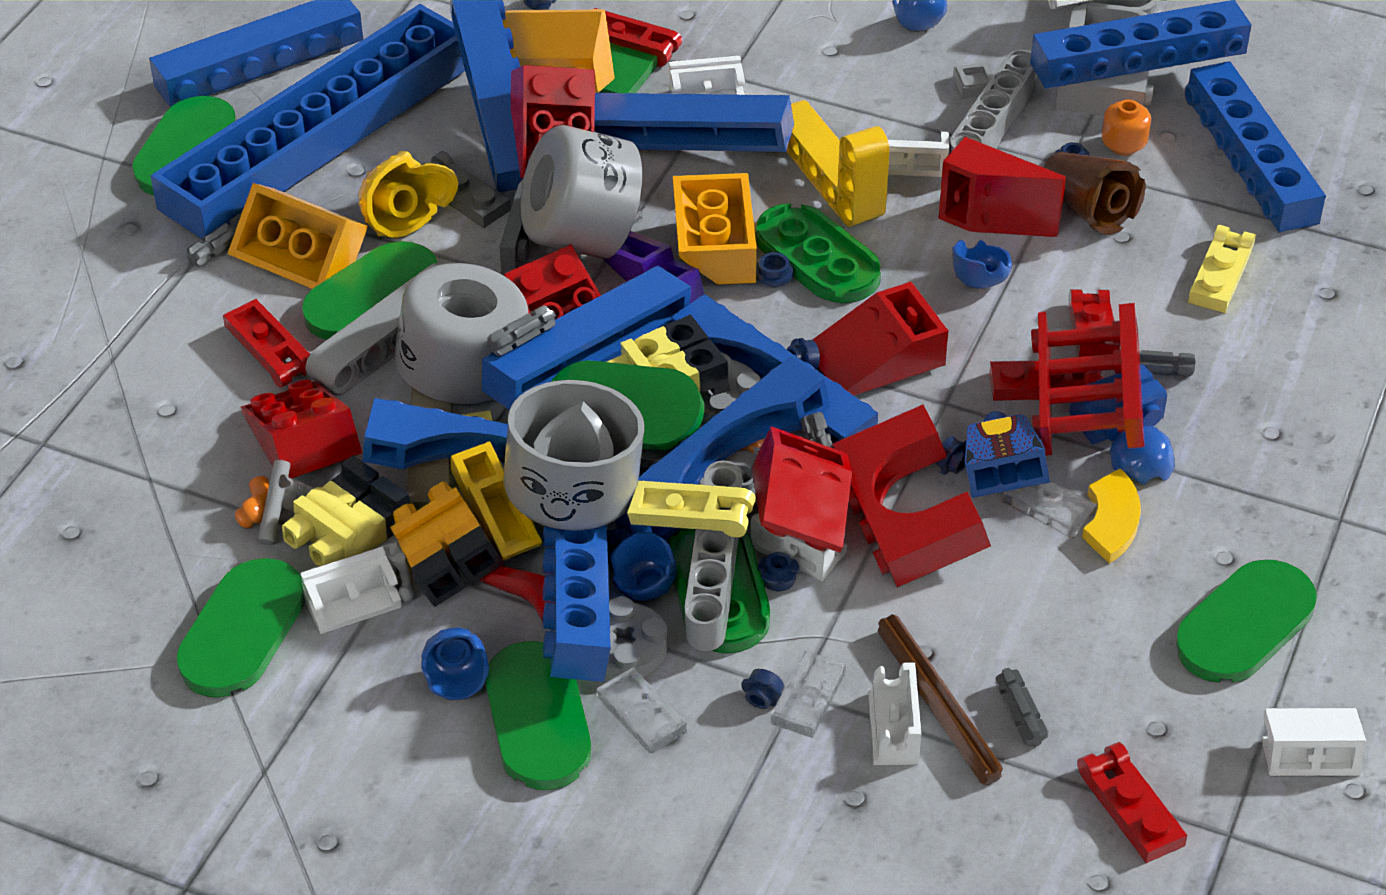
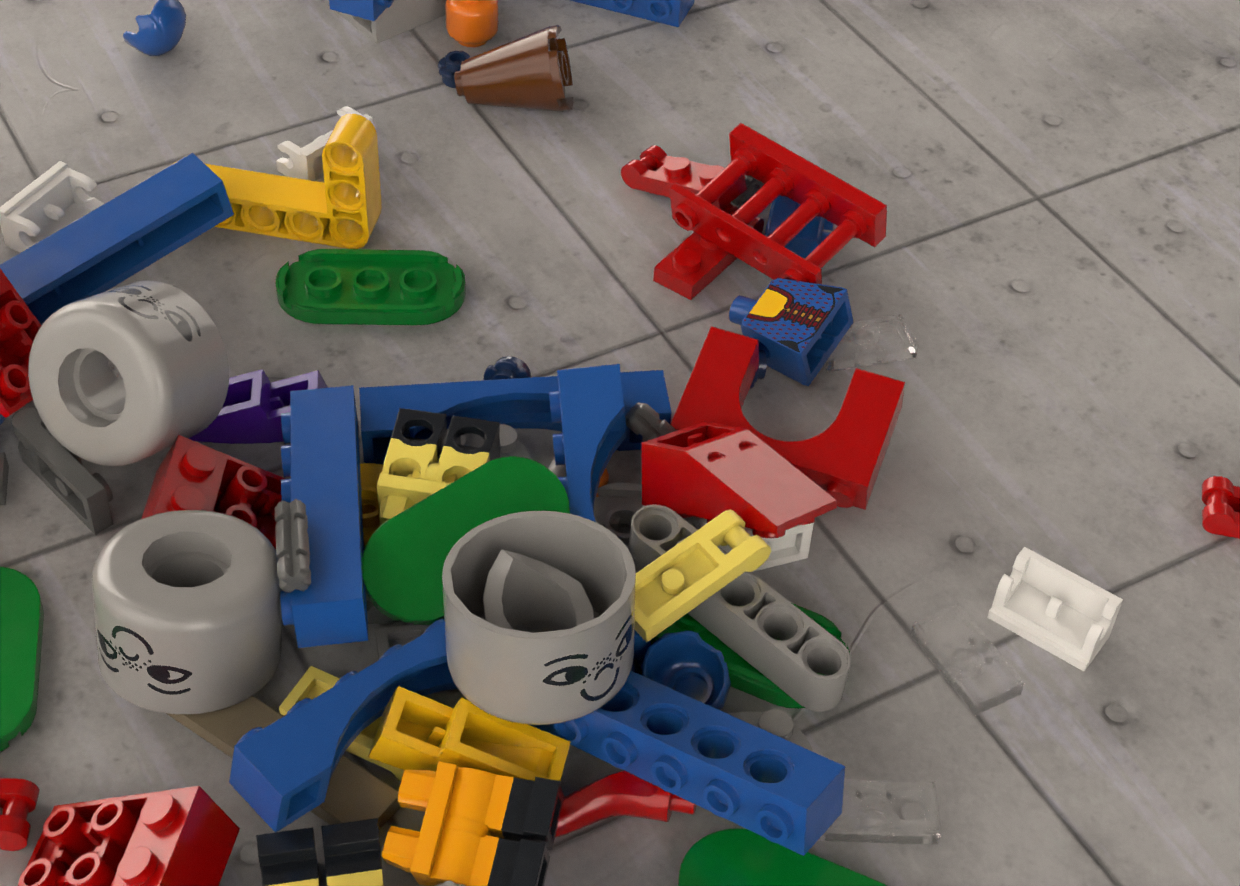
camera: 55 degrees left, 0 degrees up
(359, 346) = (67, 687): light grey beam -> none
(716, 226) = (280, 316): light orange slope -> none
(762, 688) = (930, 690): dark blue plate -> none
(774, 270) = (362, 327): dark blue plate -> none
(778, 571) = (779, 575): dark blue plate -> none
(883, 341) = (560, 307): red slope -> none
(941, 701) = (1000, 557): reddish brown axle -> none
(972, 78) = (281, 60): light grey tile -> none
(981, 265) = (530, 195): blue hair -> none
(999, 102) = (348, 69): light grey beam -> none
(999, 192) = (467, 123): red slope -> none
(1021, 707) = (1105, 516): dark grey axle -> none
(1115, 517) = (928, 316): yellow tile -> none
(1144, 462) = (864, 262): blue hair -> none
(1221, 269) = (691, 77): light yellow plate -> none
(1246, 621) = (1116, 317): green tile -> none

